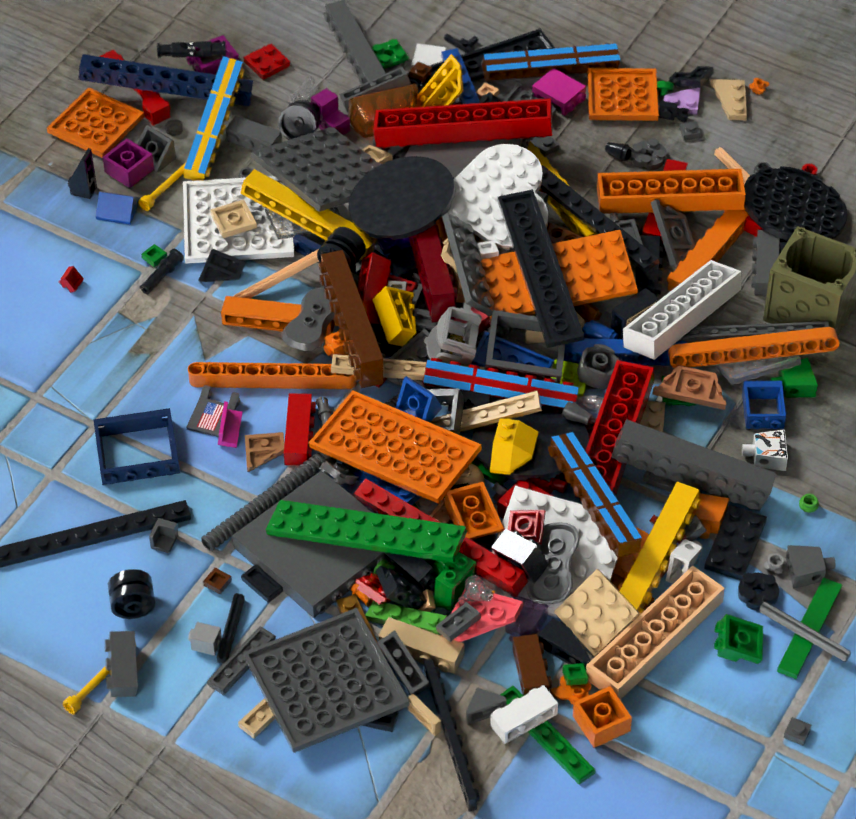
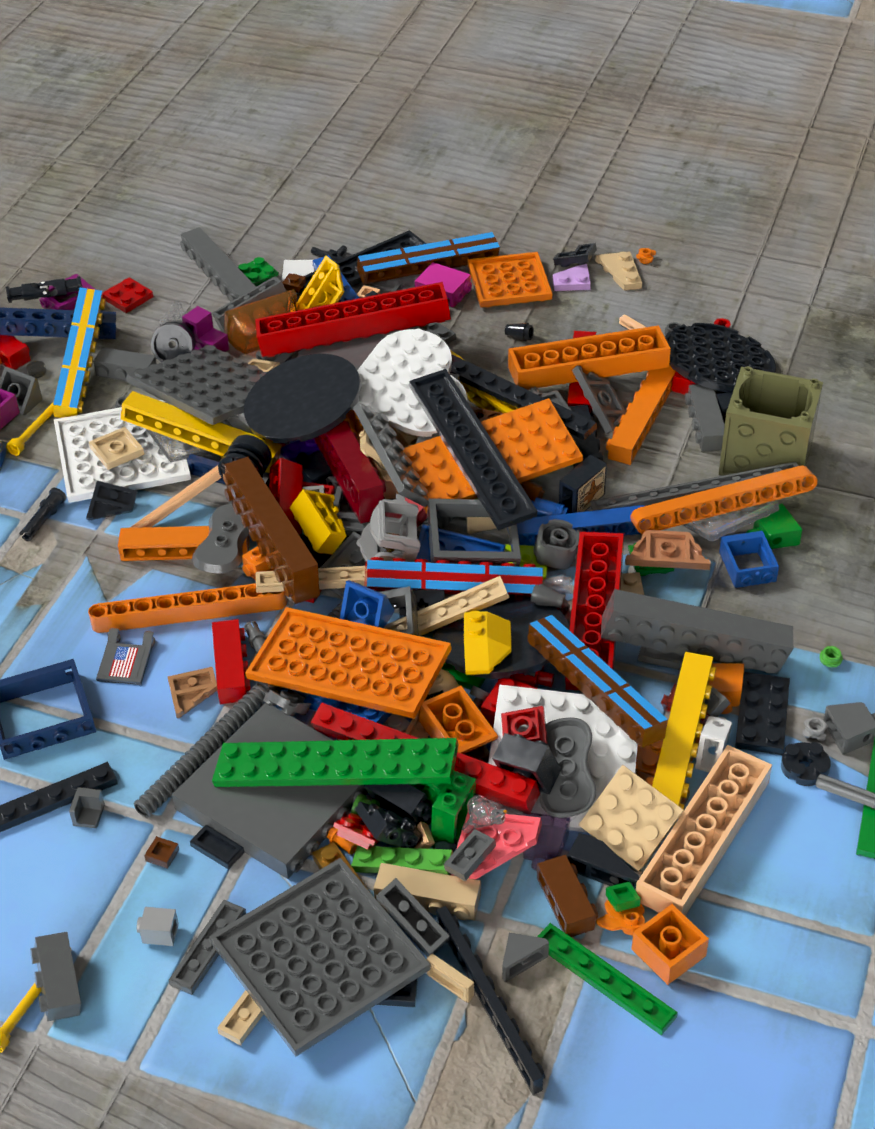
camera: 10 degrees left, 5 degrees down
(131, 594) = (56, 885): black wheel -> none
(153, 255) = (31, 498): green plate -> none
(229, 427) = (148, 670): dark pink panel -> none
(230, 628) = (187, 908): black axle -> none
(487, 249) = (408, 438): white plate -> none
(524, 714) = (574, 956): white brick -> none
(651, 147) = (551, 330): dark grey plate -> none
(665, 86) = (551, 267): green tile -> none
(669, 111) = (562, 288): black plate -> none
(681, 309) = (633, 473): white brick -> none
(690, 130) = (587, 304): dark grey plate -> none
(739, 639) = (803, 823): green plate -> none
(768, 450) = (769, 604): white torso -> none

